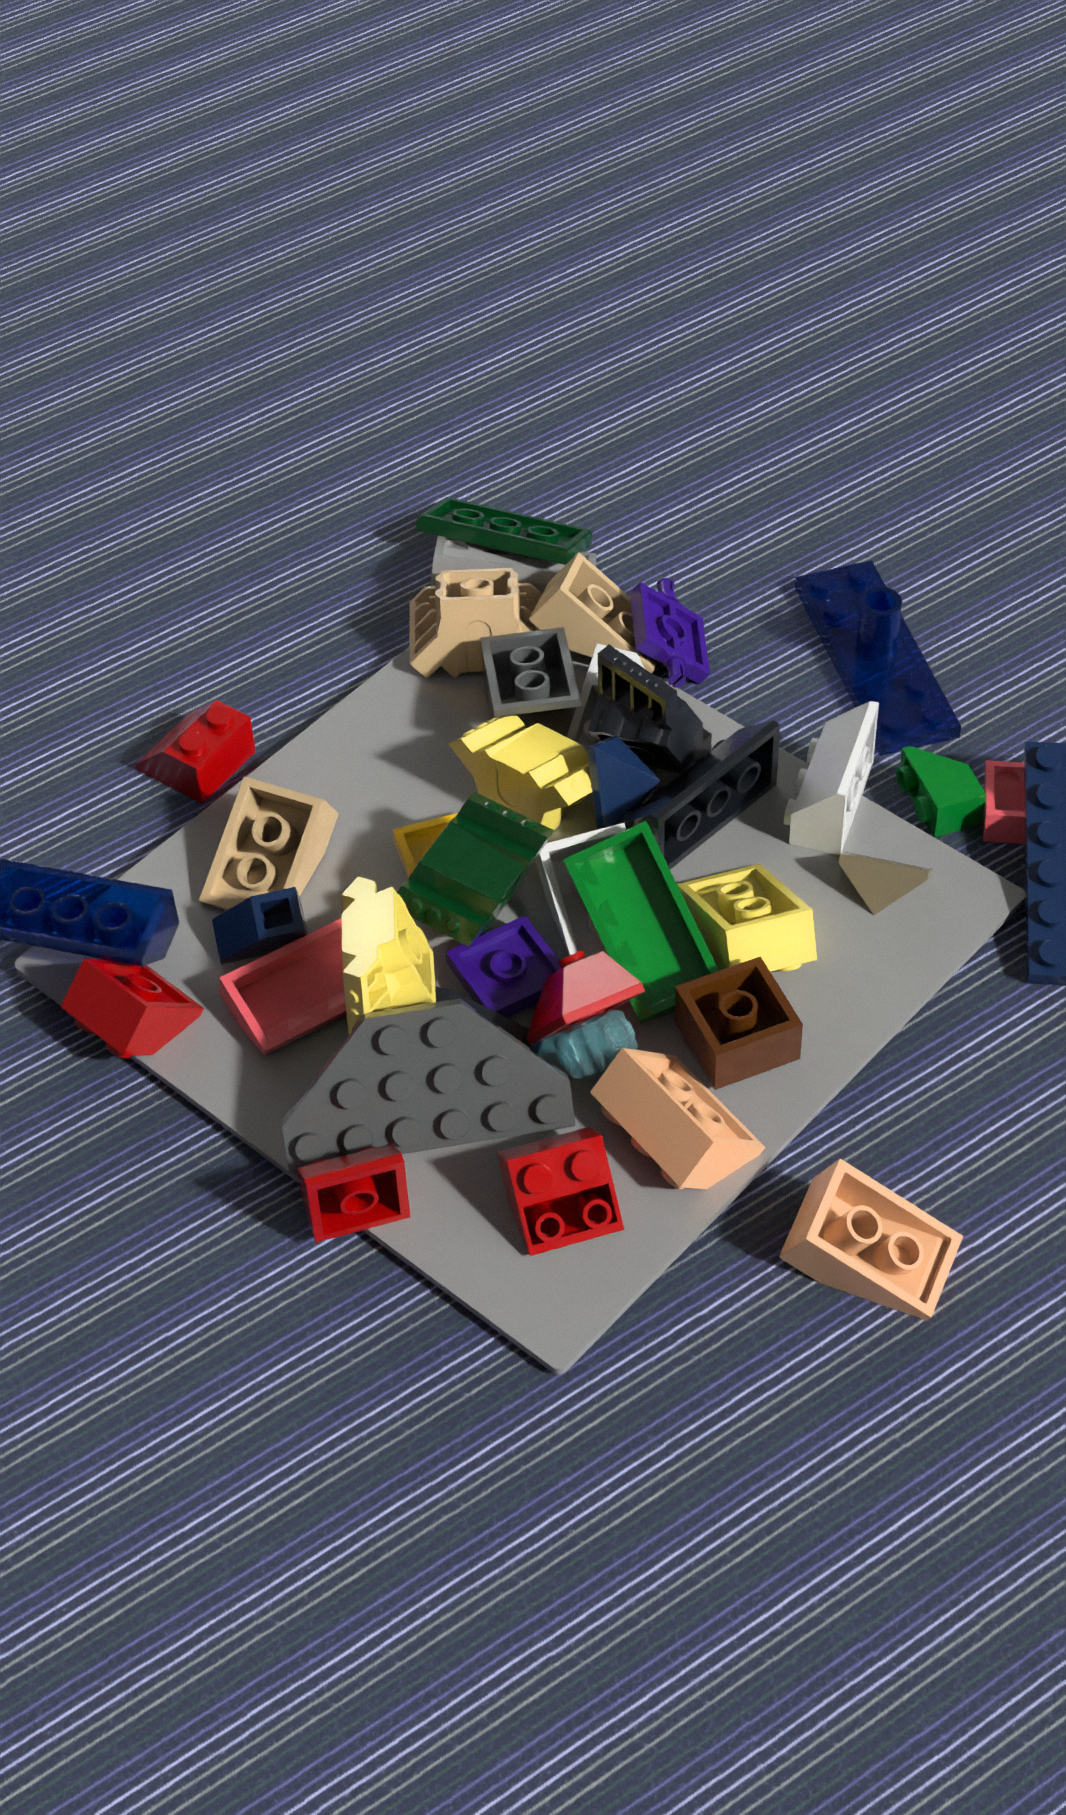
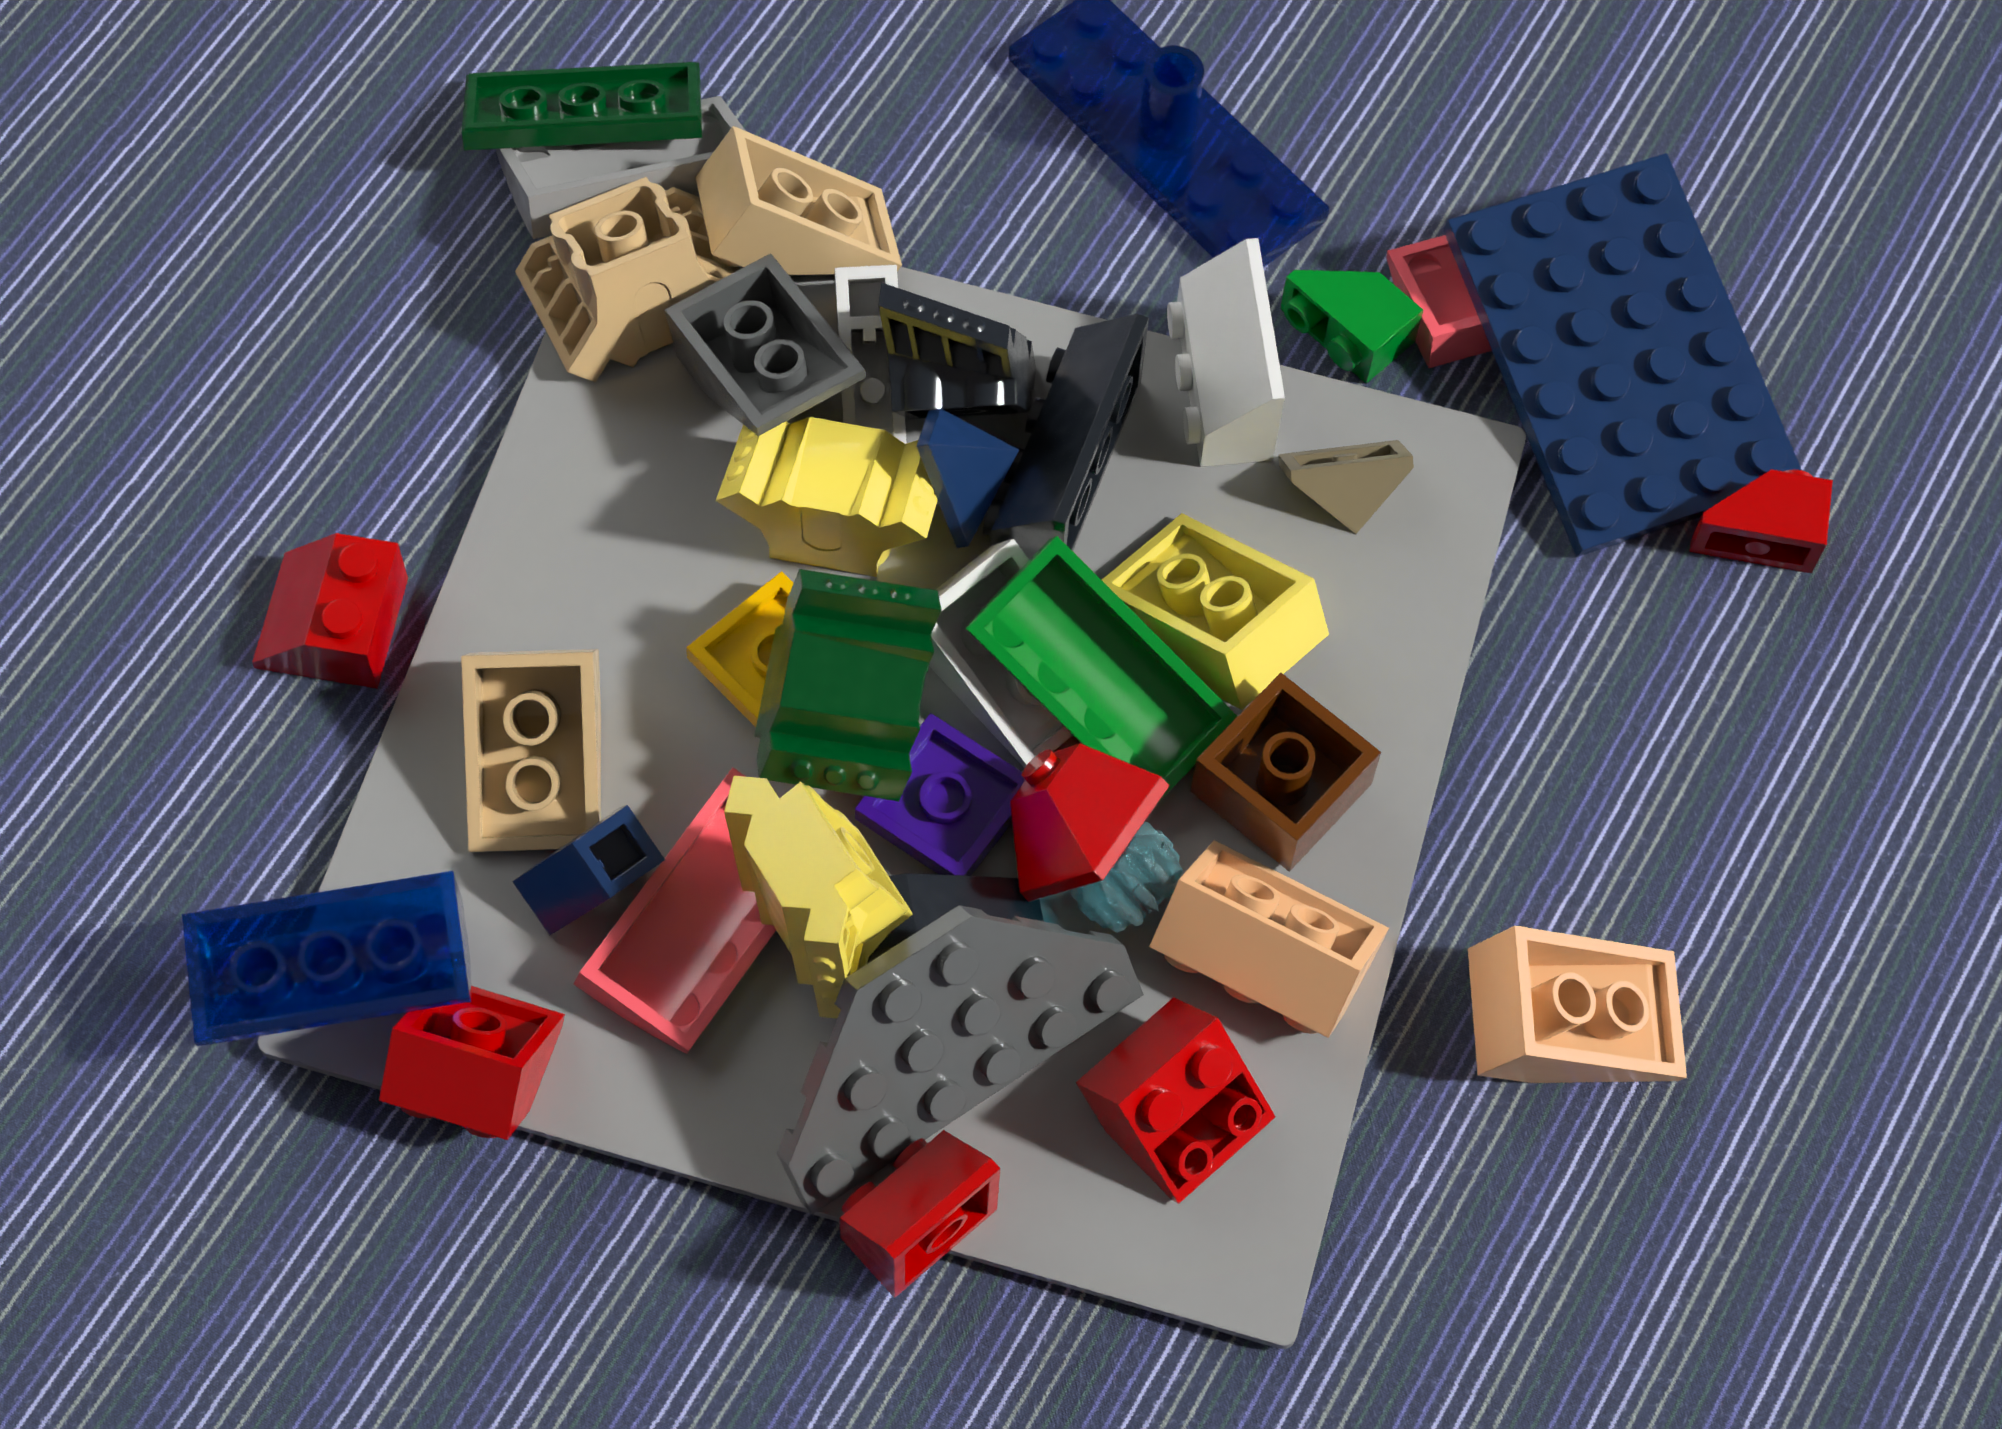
camera: 30 degrees left, 15 degrees up
(669, 632) = (894, 198): dark purple plate -> none

